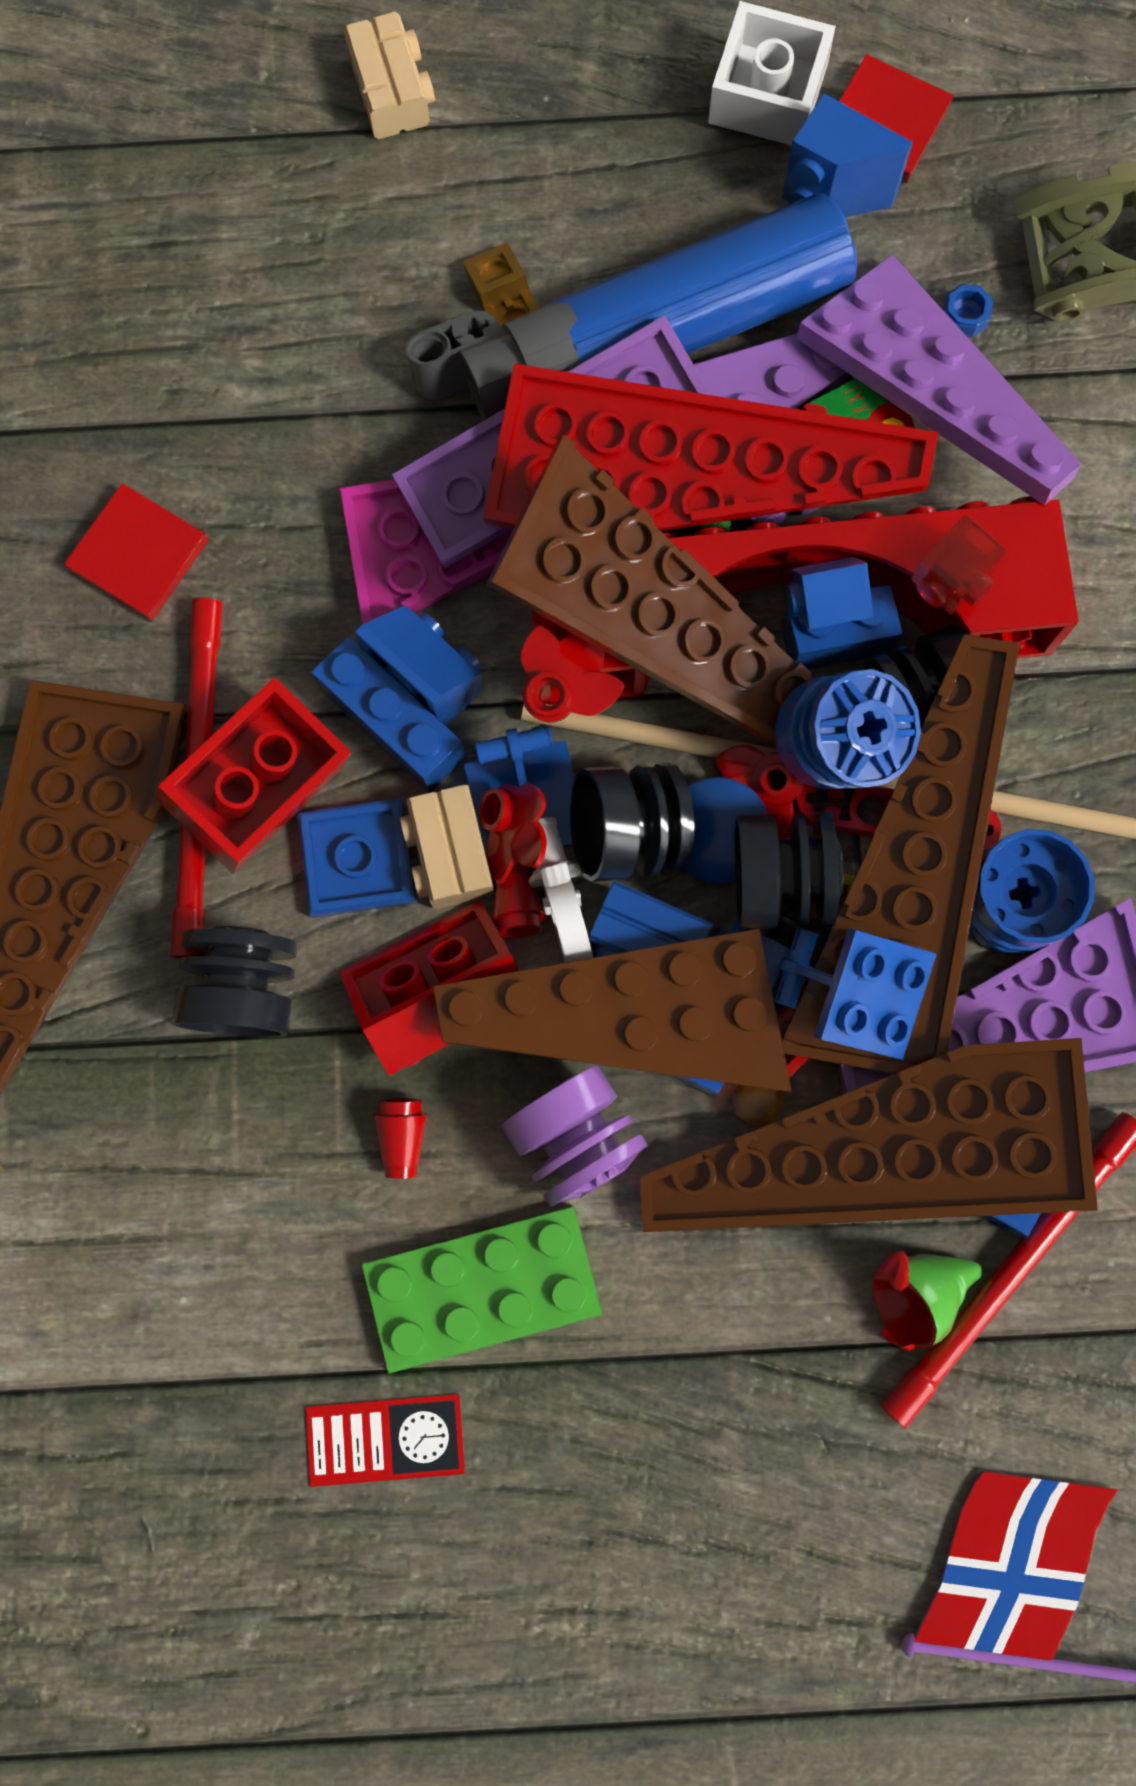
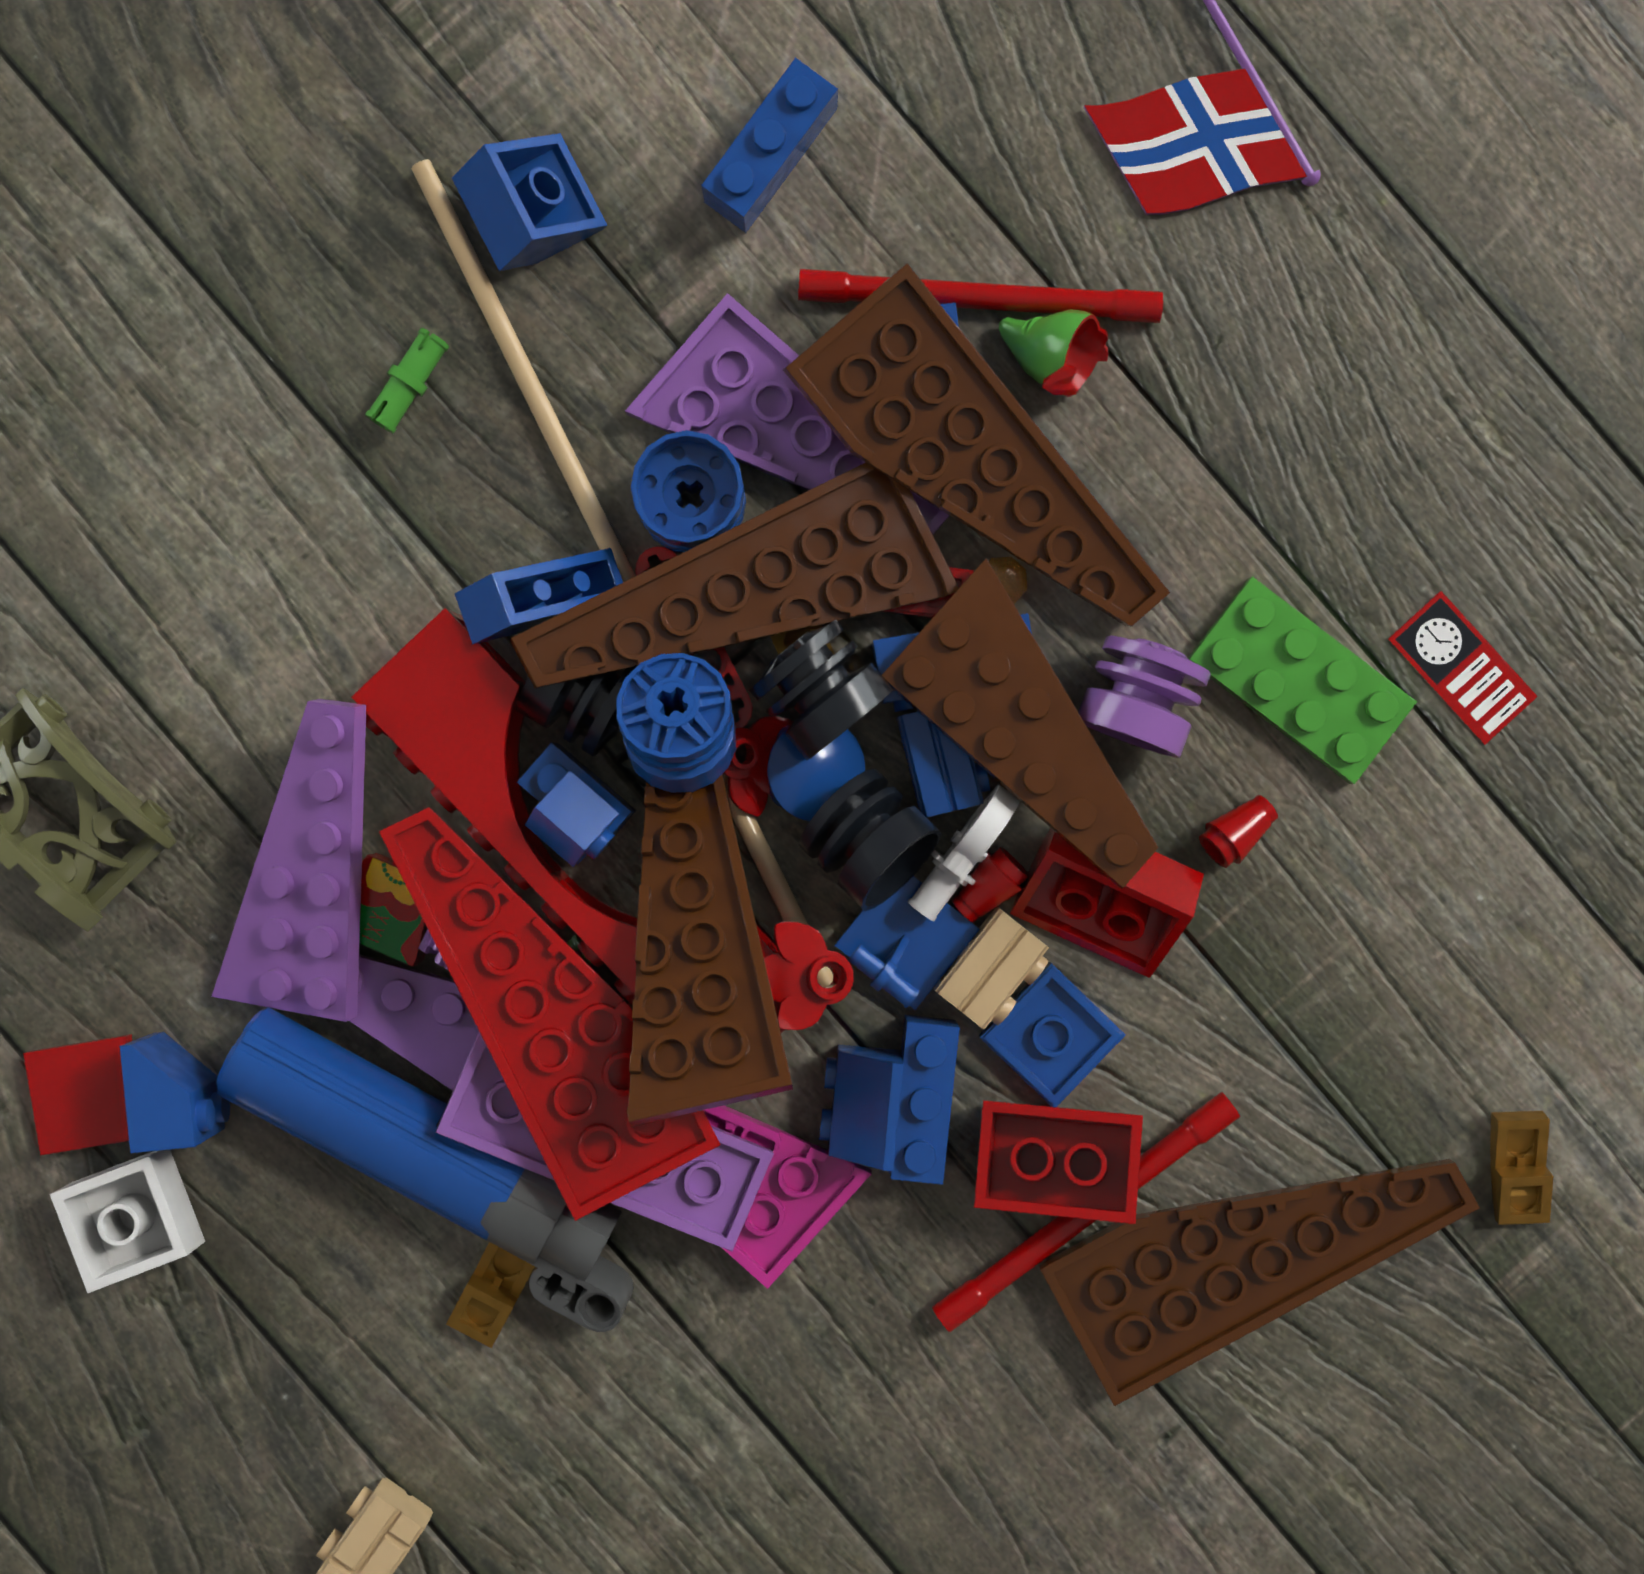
camera: 130 degrees left, 10 degrees up
(136, 552) = (943, 1411): red tile -> none
(235, 982) = (1229, 1045): black wheel -> none
(513, 827) = (937, 932): red plate -> none
(869, 996) = (870, 553): blue plate -> none
(958, 567) = (480, 732): clear red brick -> none
(969, 308) = (215, 898): blue tile -> none
(1040, 693) = (531, 594): none -> blue brick

